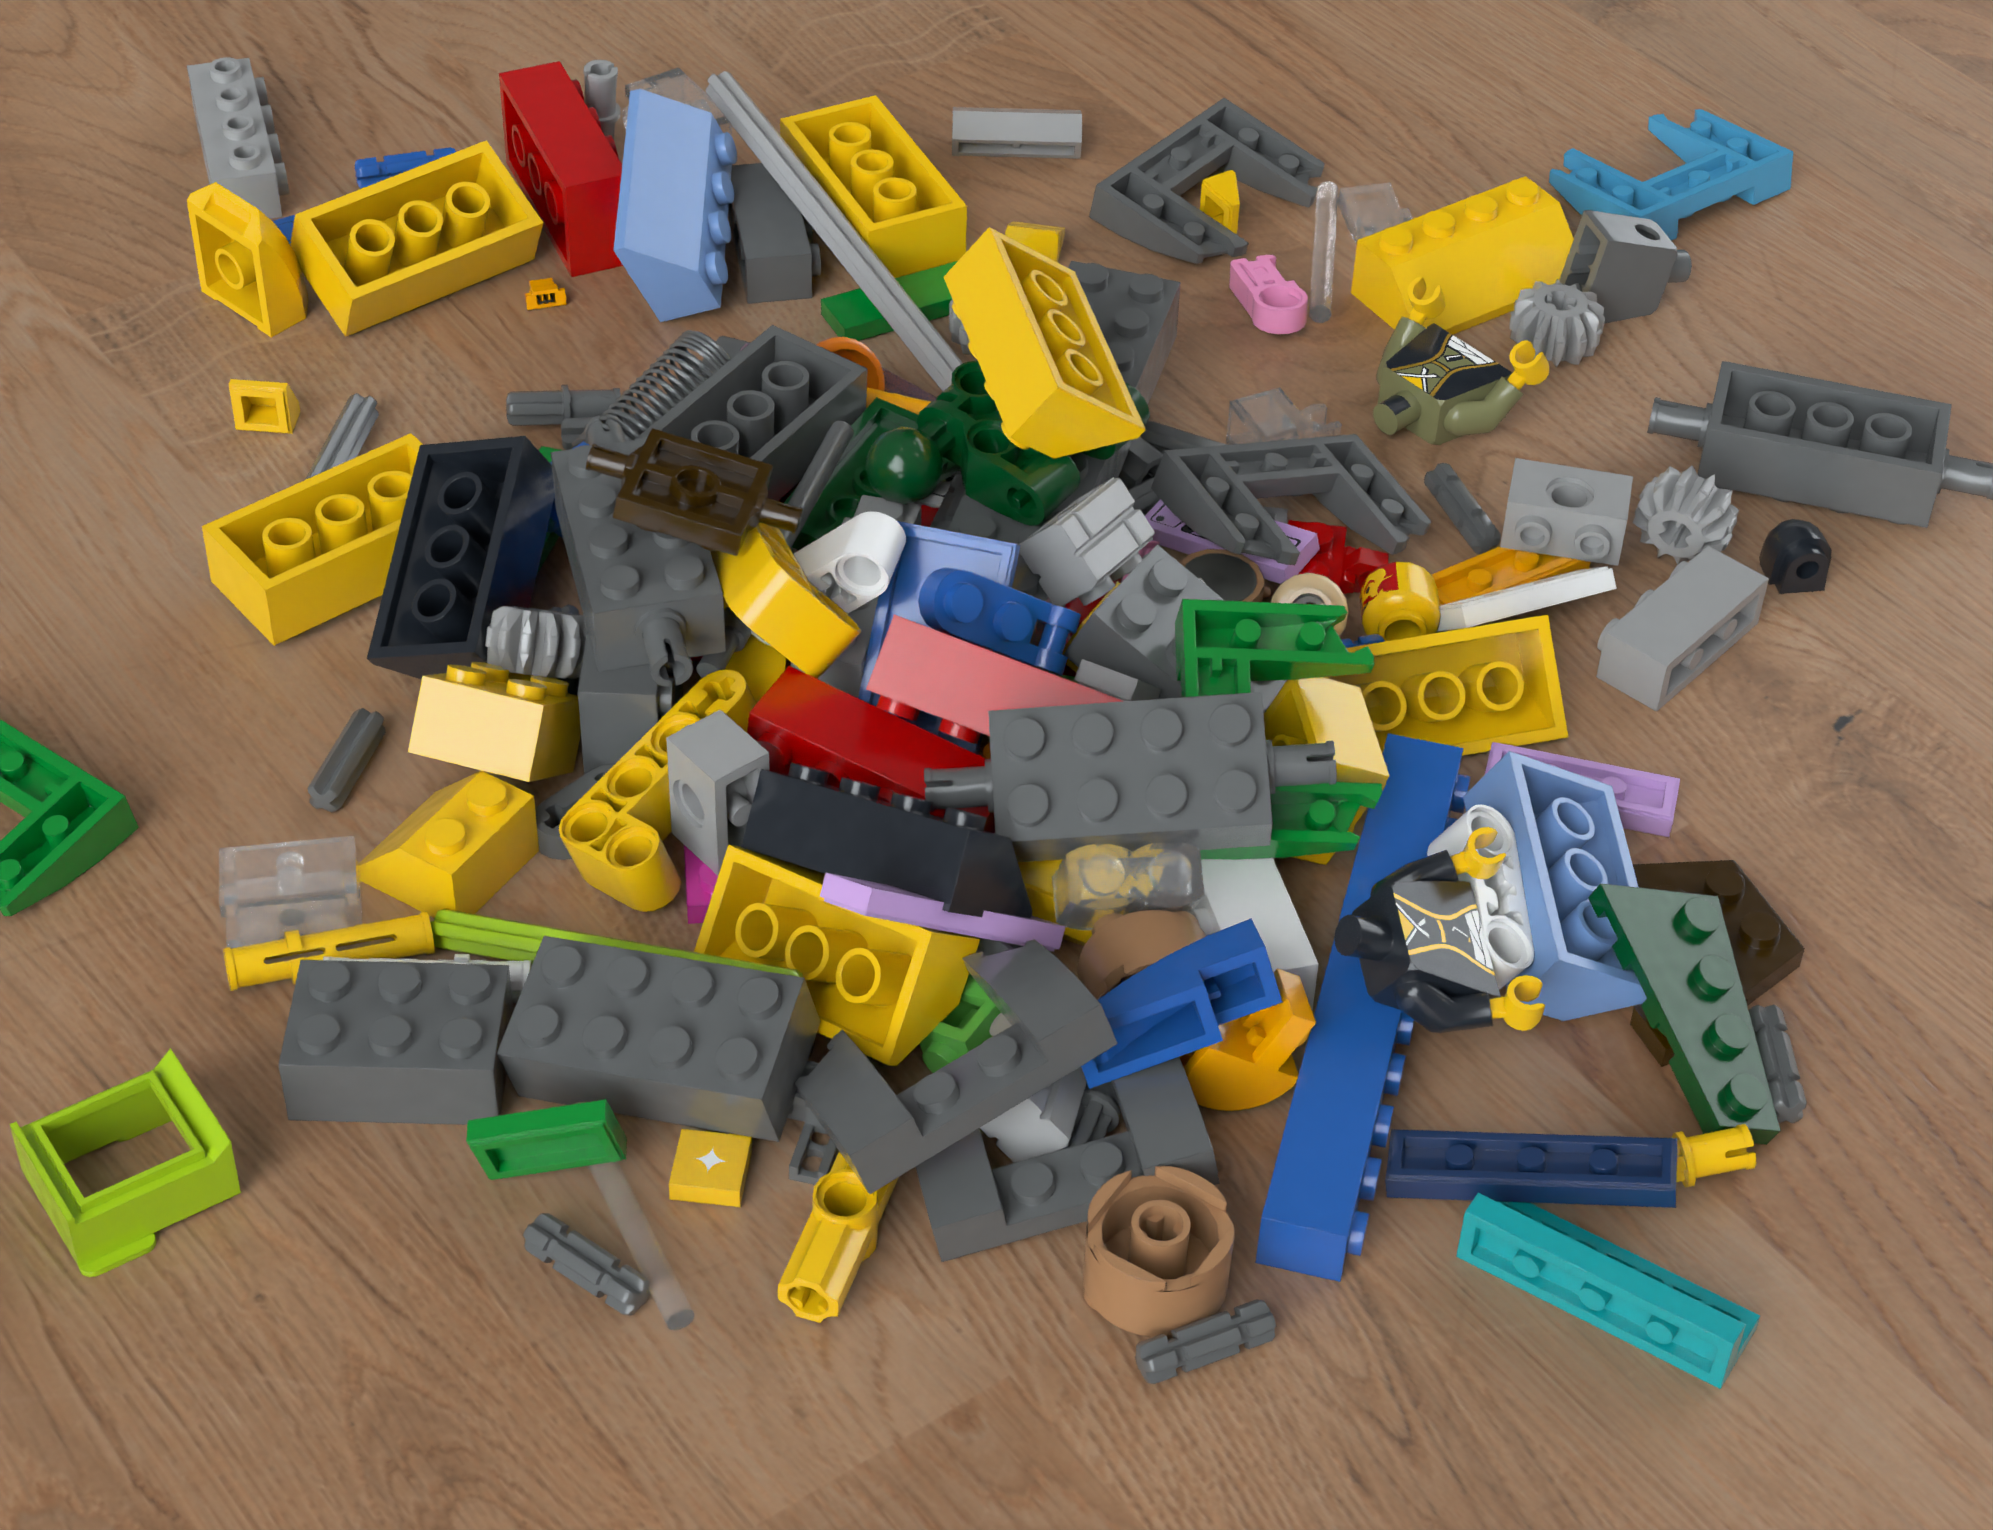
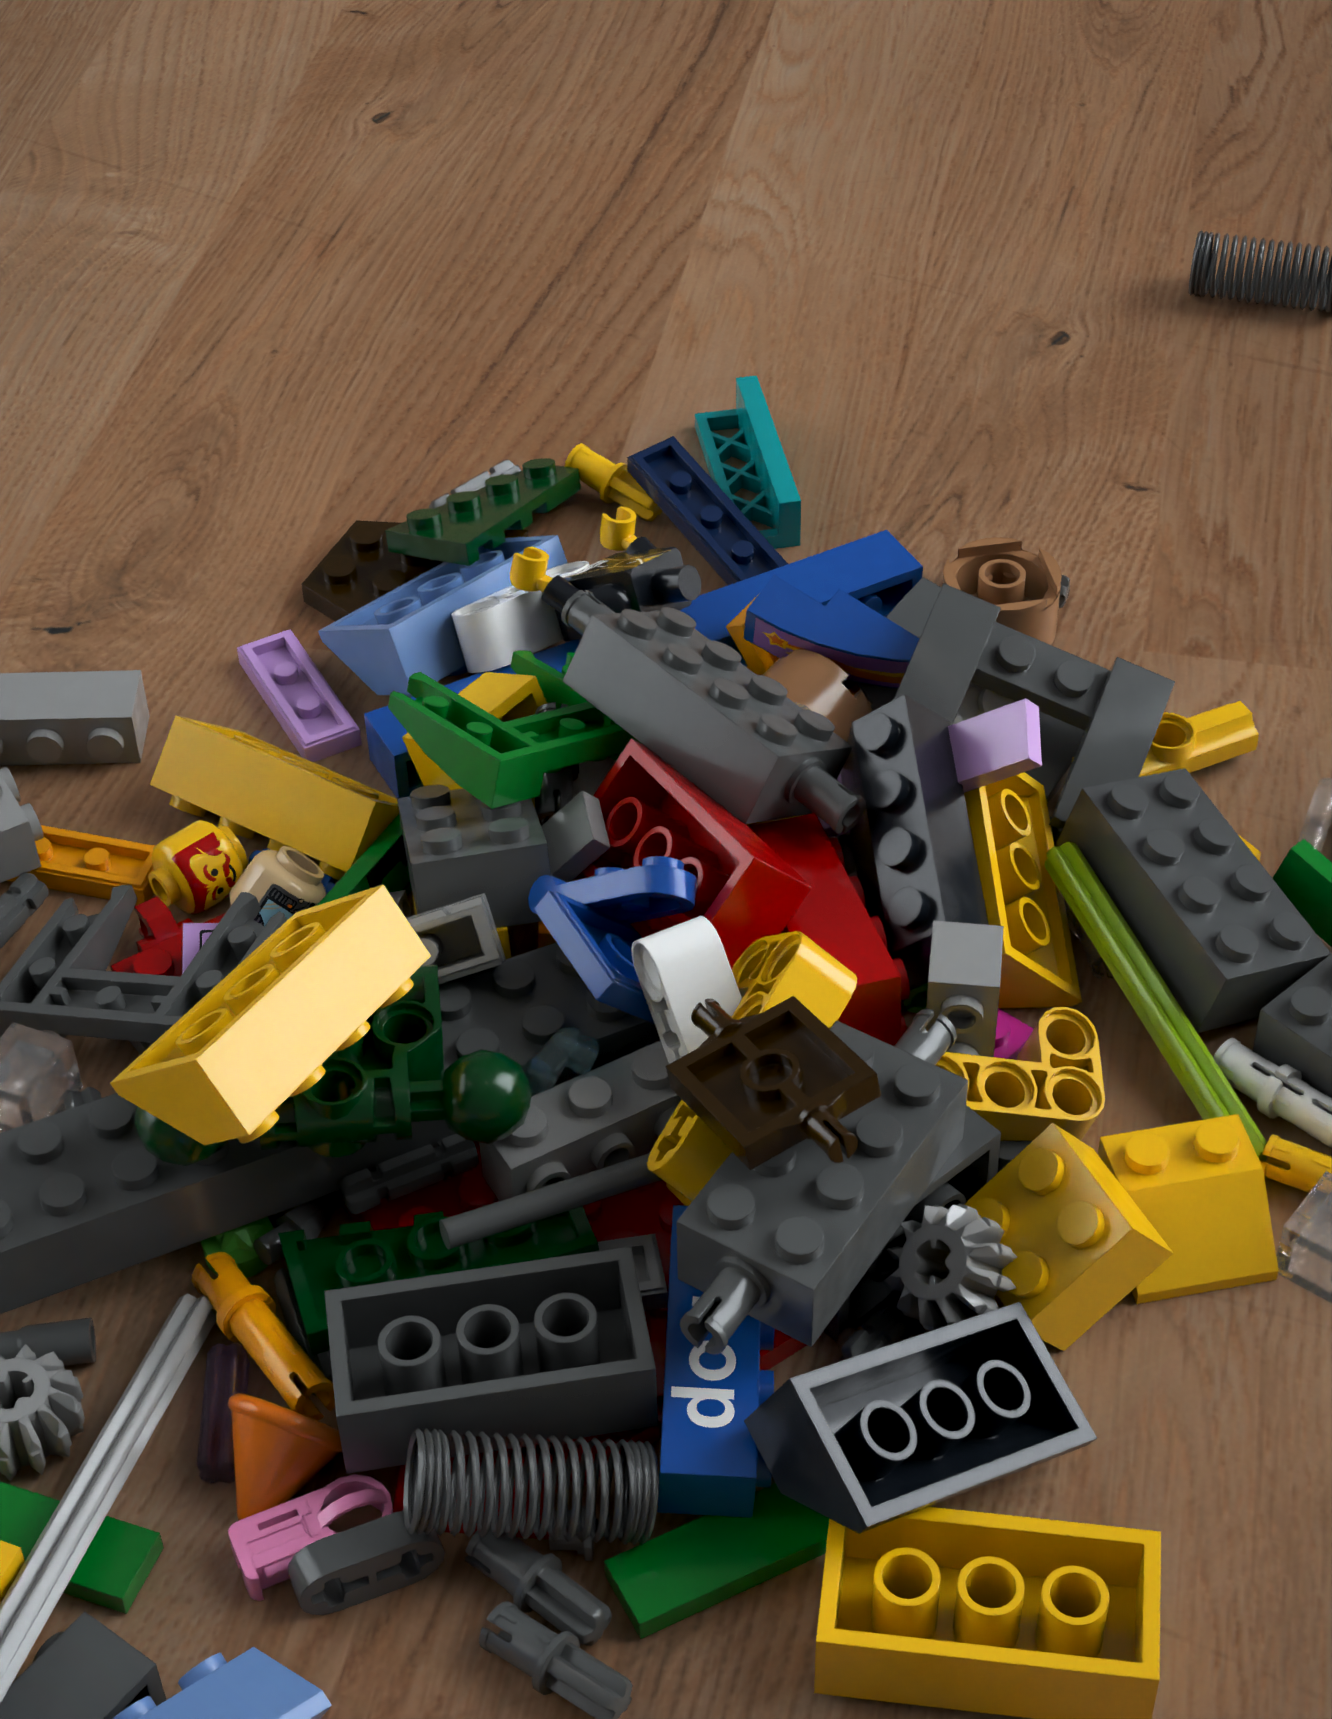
camera: 130 degrees left, 0 degrees up
(346, 760) = (1192, 1382): dark grey axle -> none
(1525, 598) = (111, 802): white tile -> none

